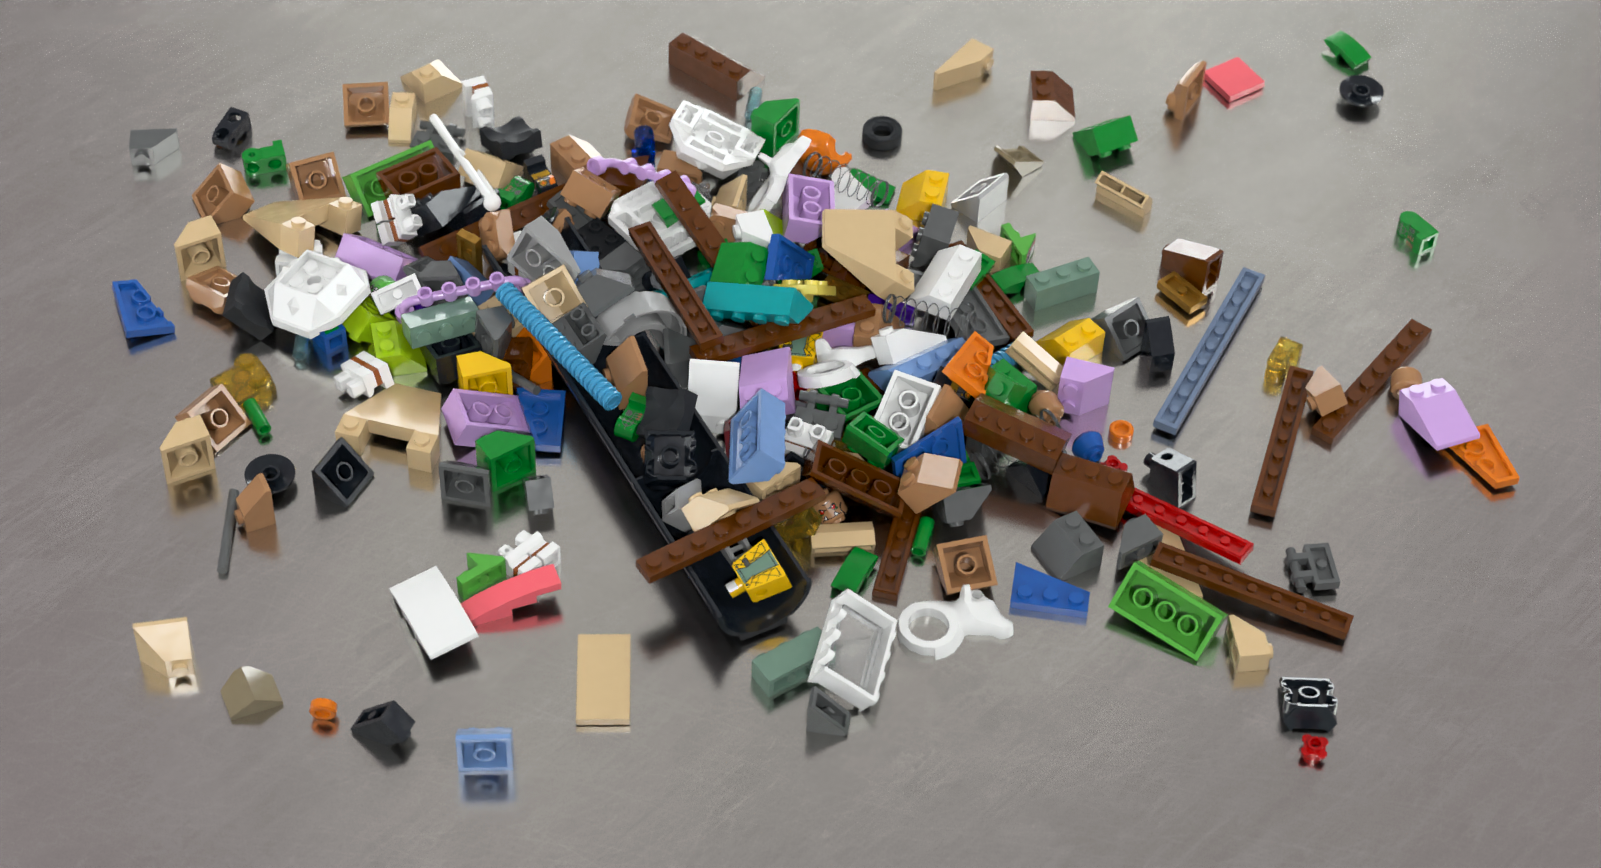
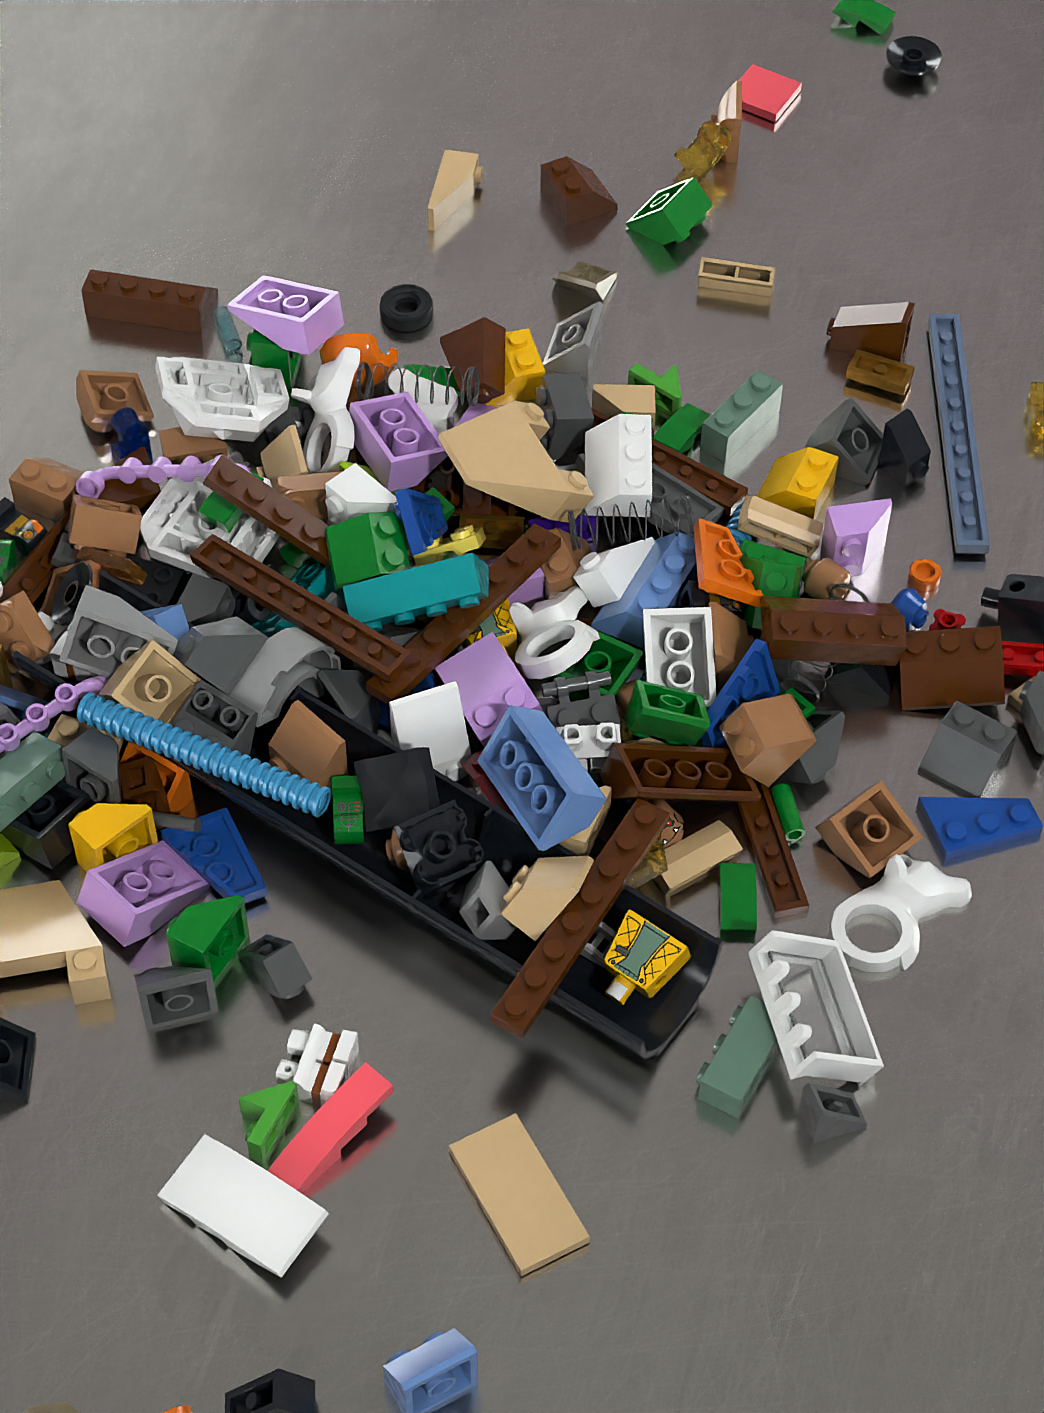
camera: 25 degrees left, 5 degrees up
(580, 218) = (115, 565): none -> clear orange tile
(785, 103) = (290, 313): none -> lavender slope
(904, 177) = (478, 346): none -> reddish brown slope
(1156, 101) = (705, 149): none -> clear yellow leg

